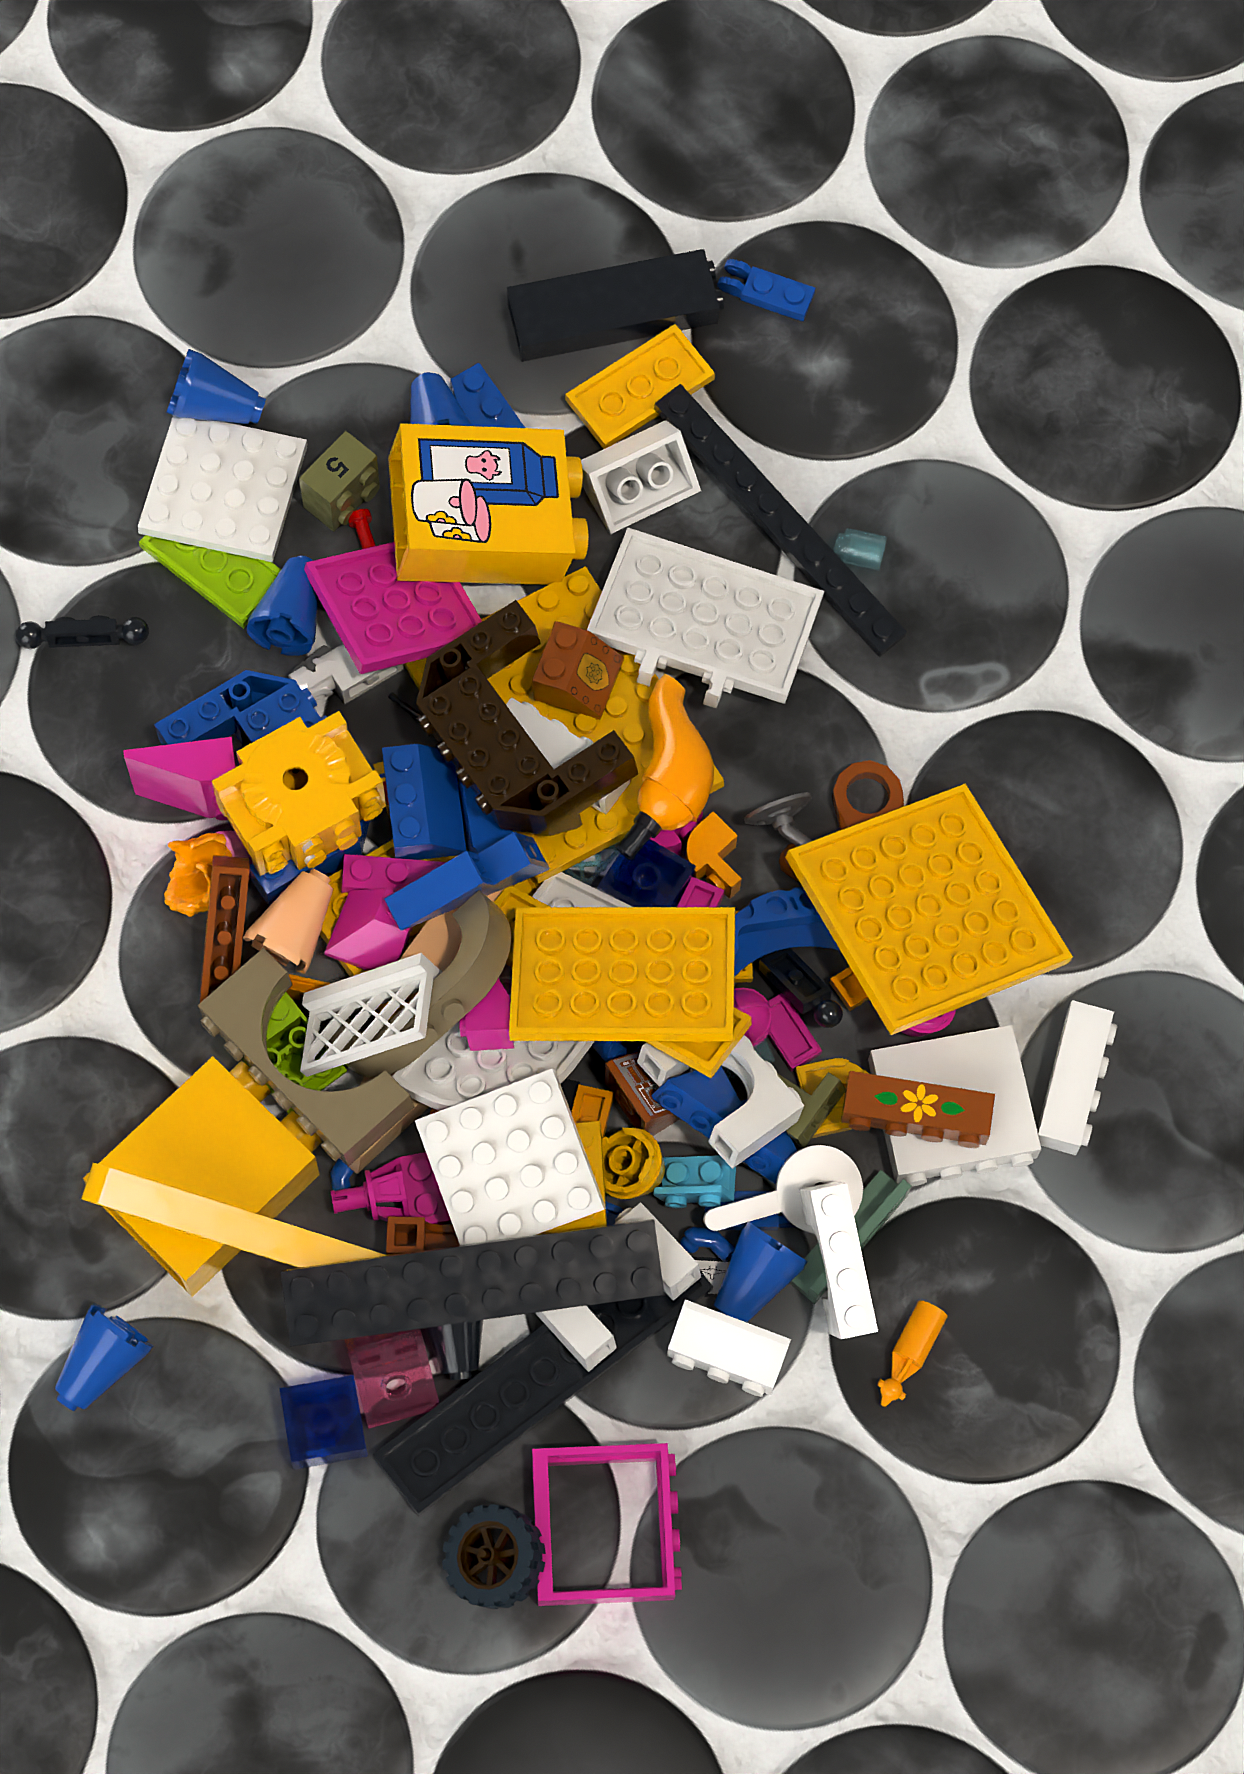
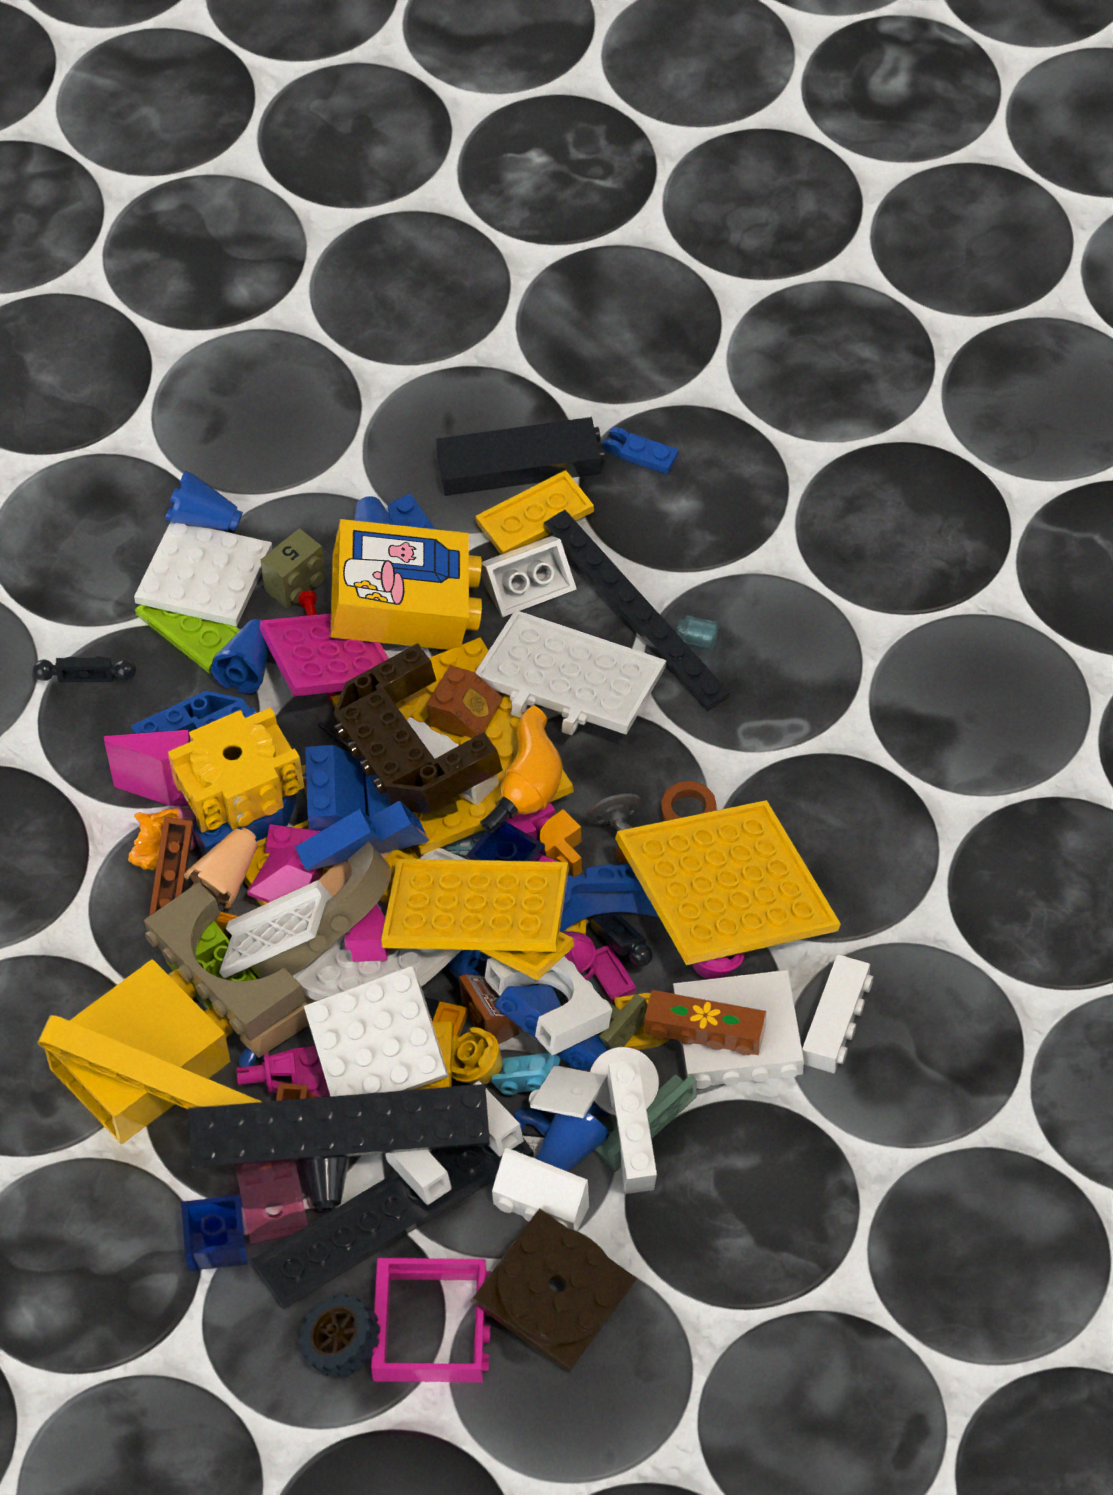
camera: 10 degrees right, 15 degrees down
(99, 1358) = (42, 1178): blue cone -> none
(335, 670) = (288, 708): white plate -> none
(715, 1488) = (551, 1321): none -> dark brown piece
(755, 1215) = (568, 1091): none -> white piece
(848, 989) = (662, 943): light orange plate -> none
(912, 1348) = (689, 1203): light orange wheel -> none

